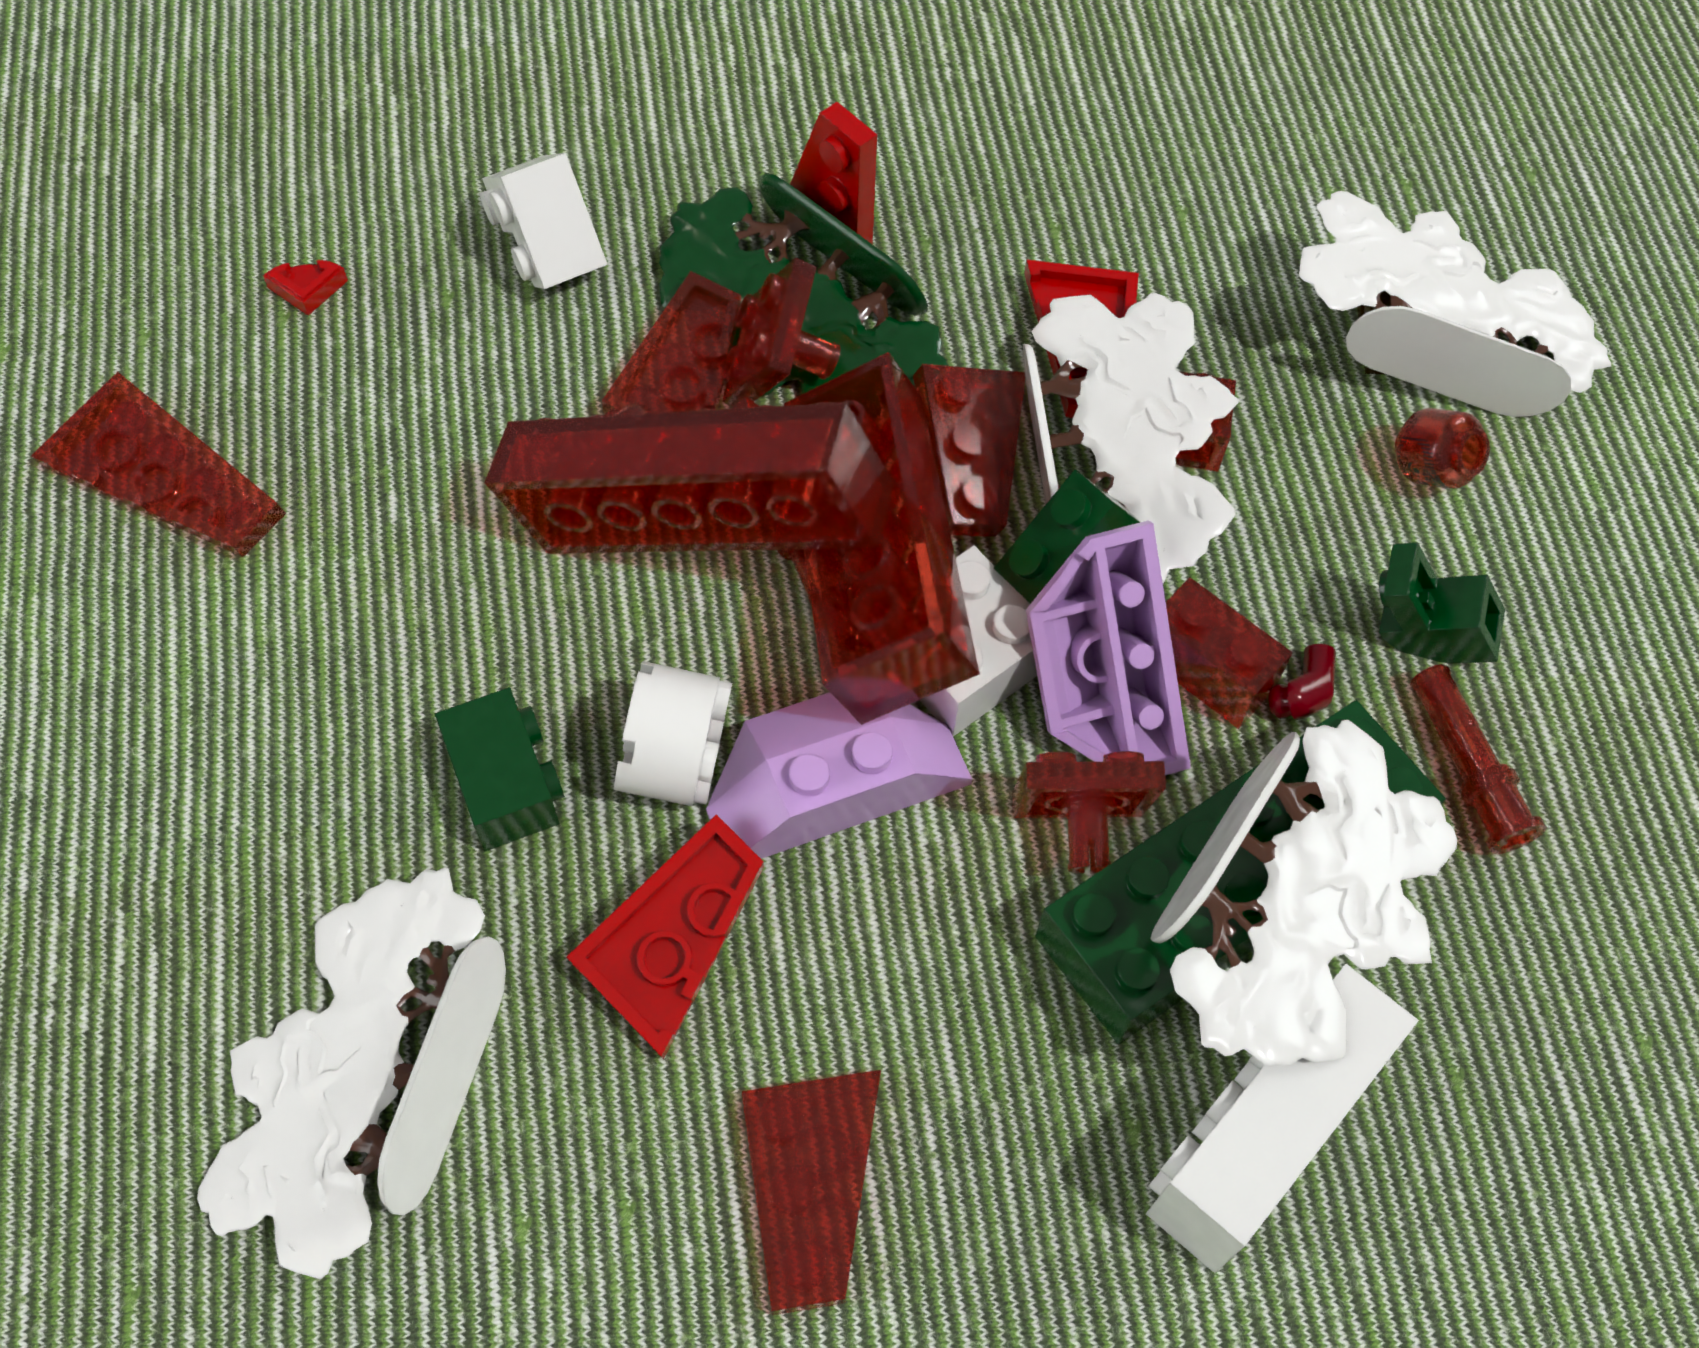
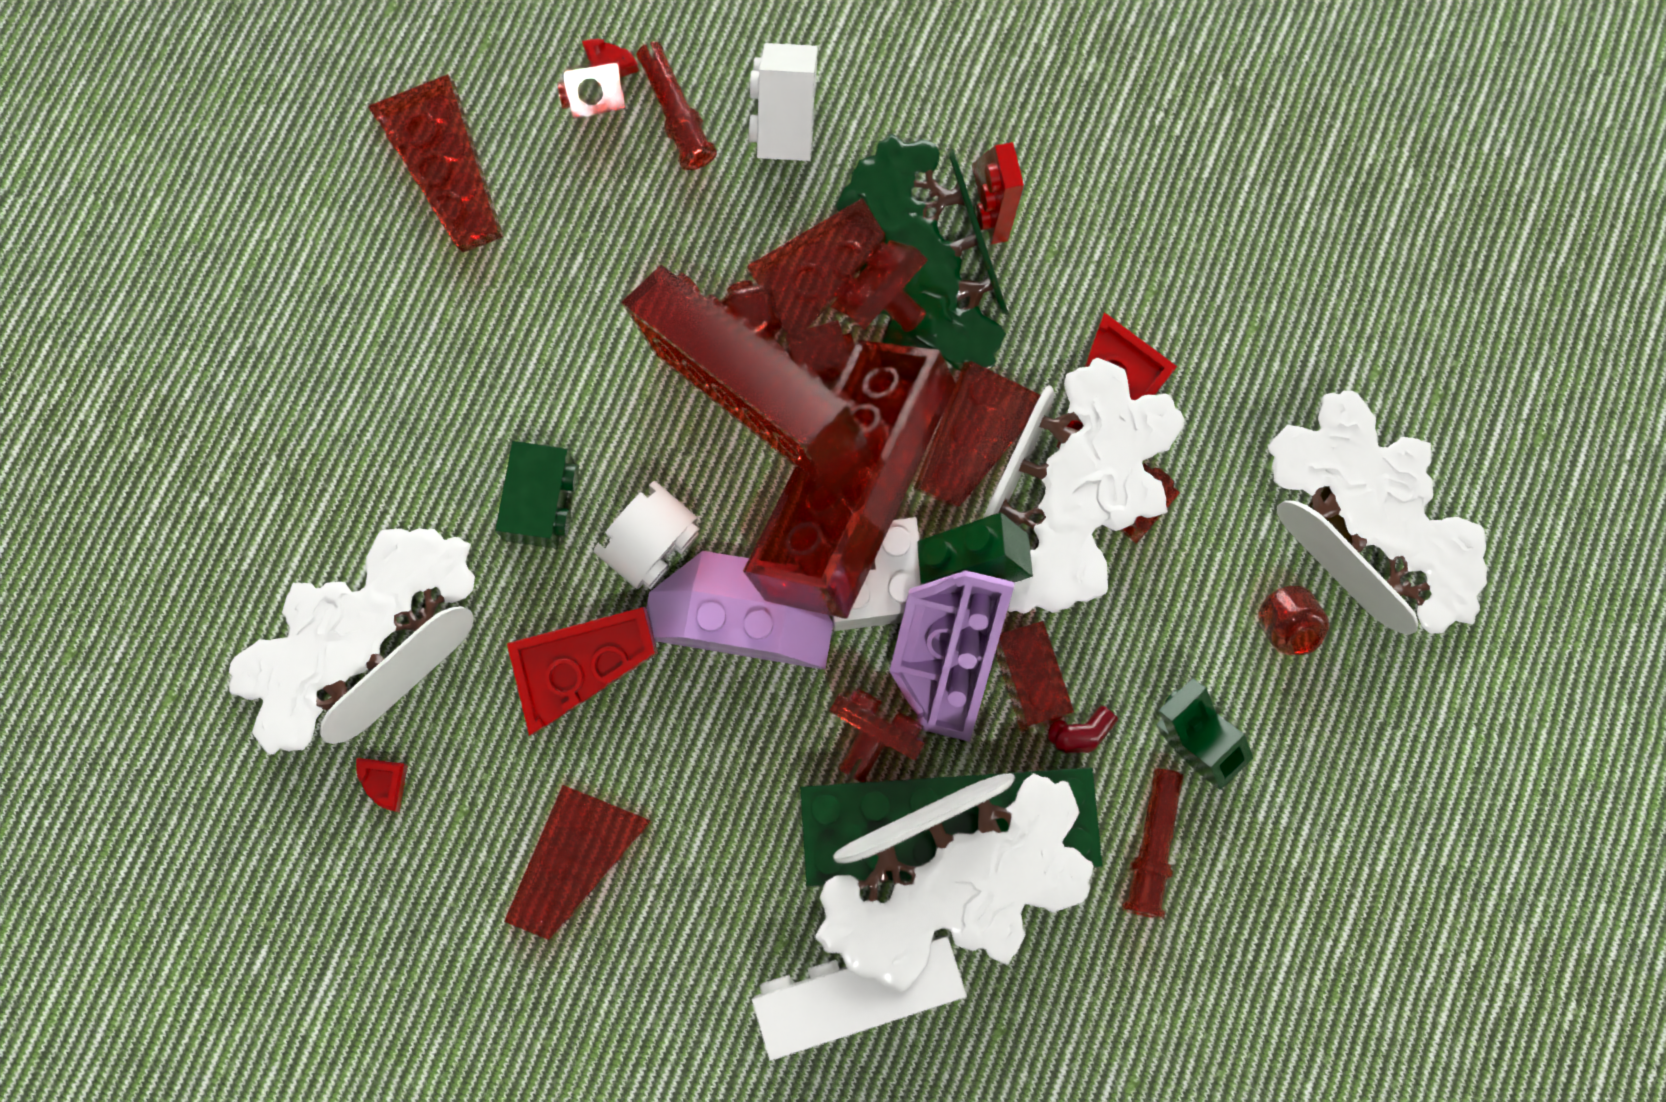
camera: 30 degrees right, 15 degrees up
(318, 286) = (607, 75): none -> brick
(432, 298) = (681, 122): none -> clear red pin
(497, 1230) = (382, 781): none -> red tile

